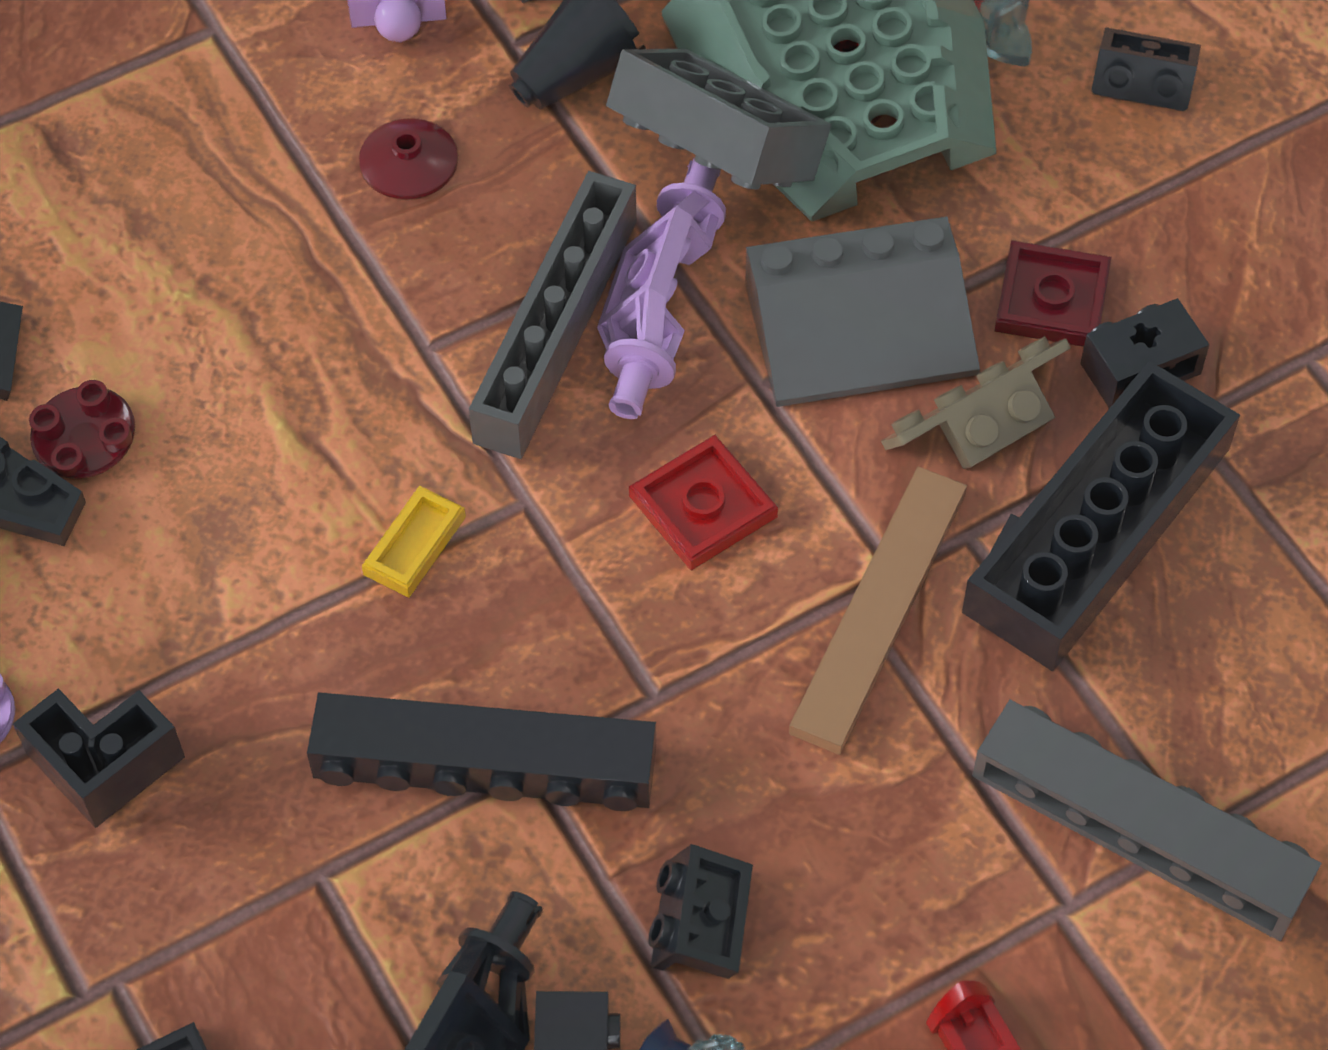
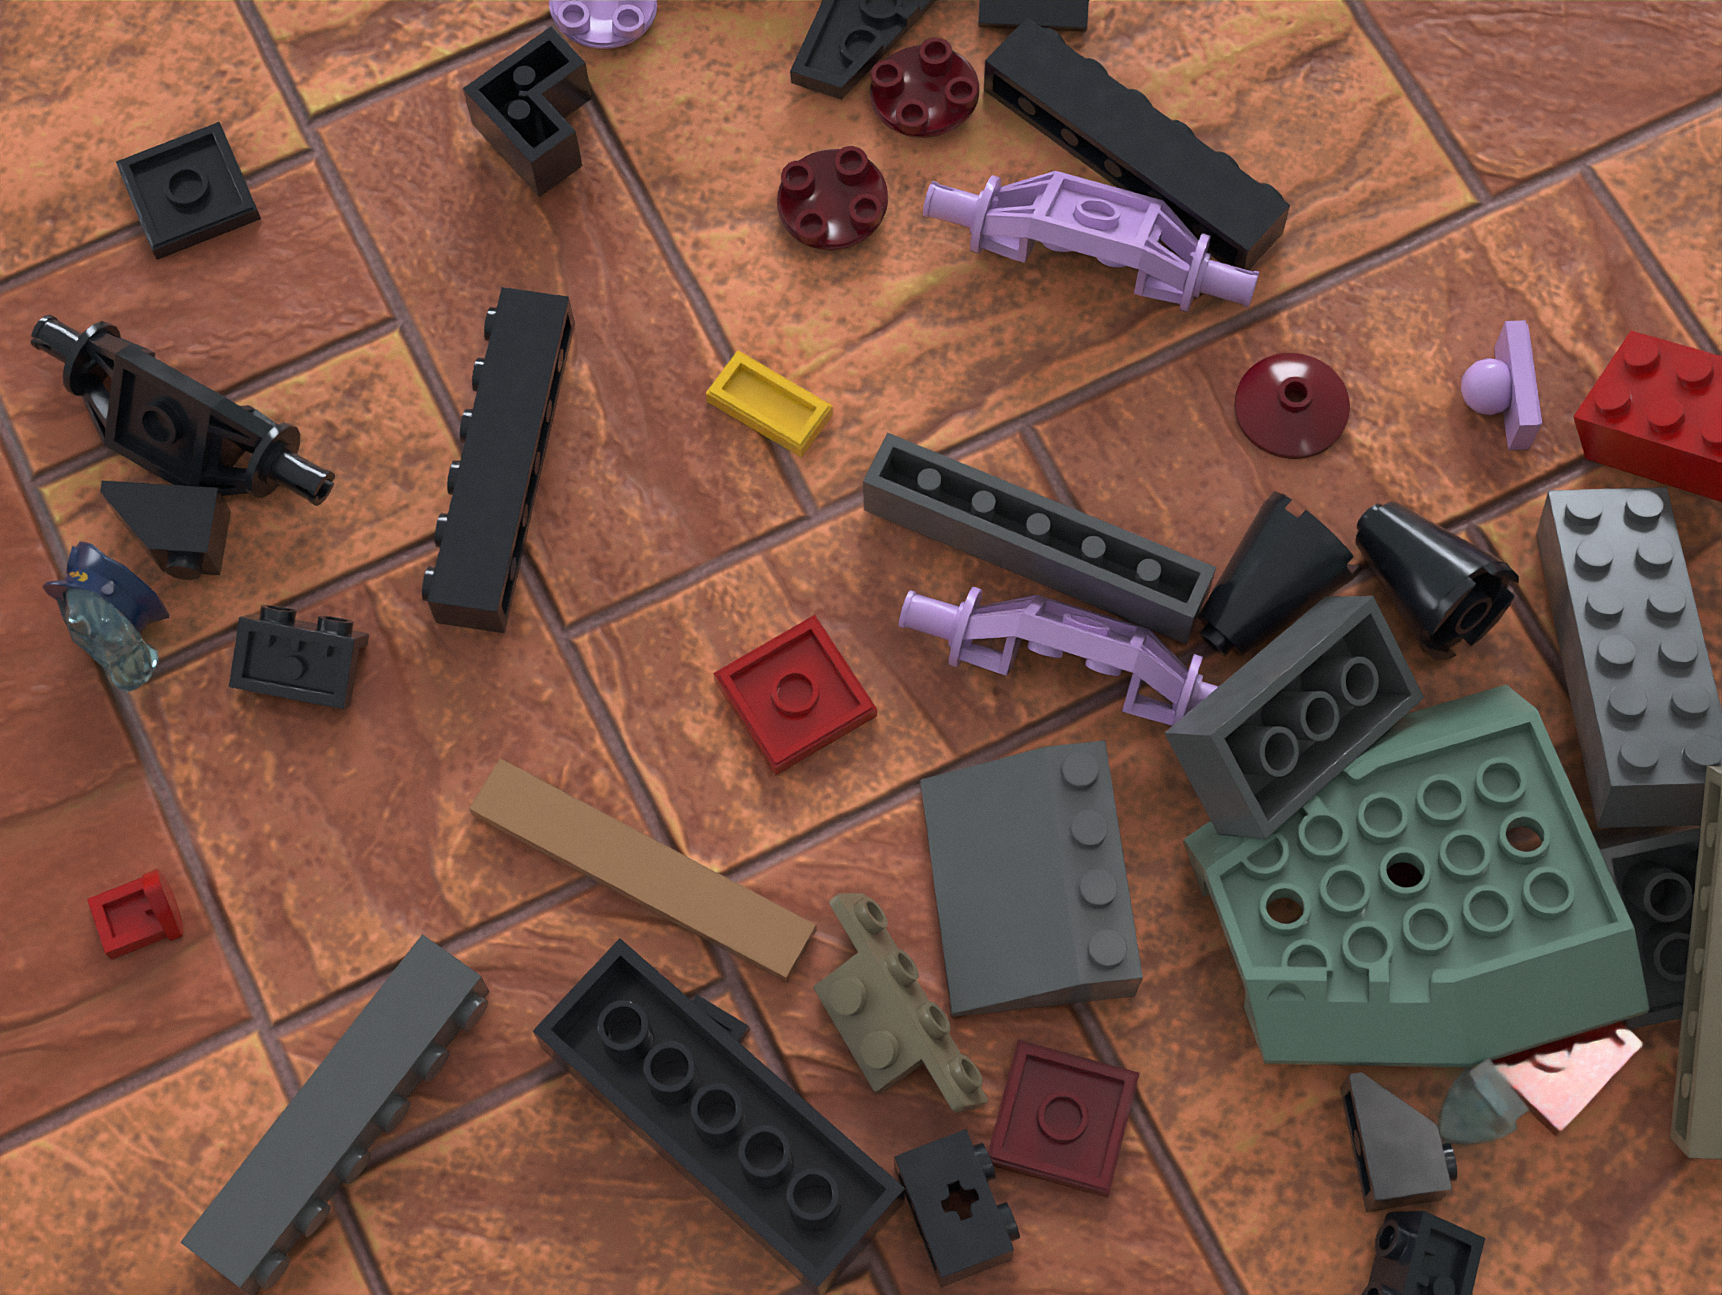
camera: 95 degrees right, 10 degrees up
(153, 264) = (1134, 143): none -> black brick
(198, 499) = (832, 198): none -> dark red dish
(244, 285) = (1095, 221): none -> lavender plate
(576, 138) = (1274, 578): none -> black cone
(1048, 80) = (1394, 1148): none -> black slope

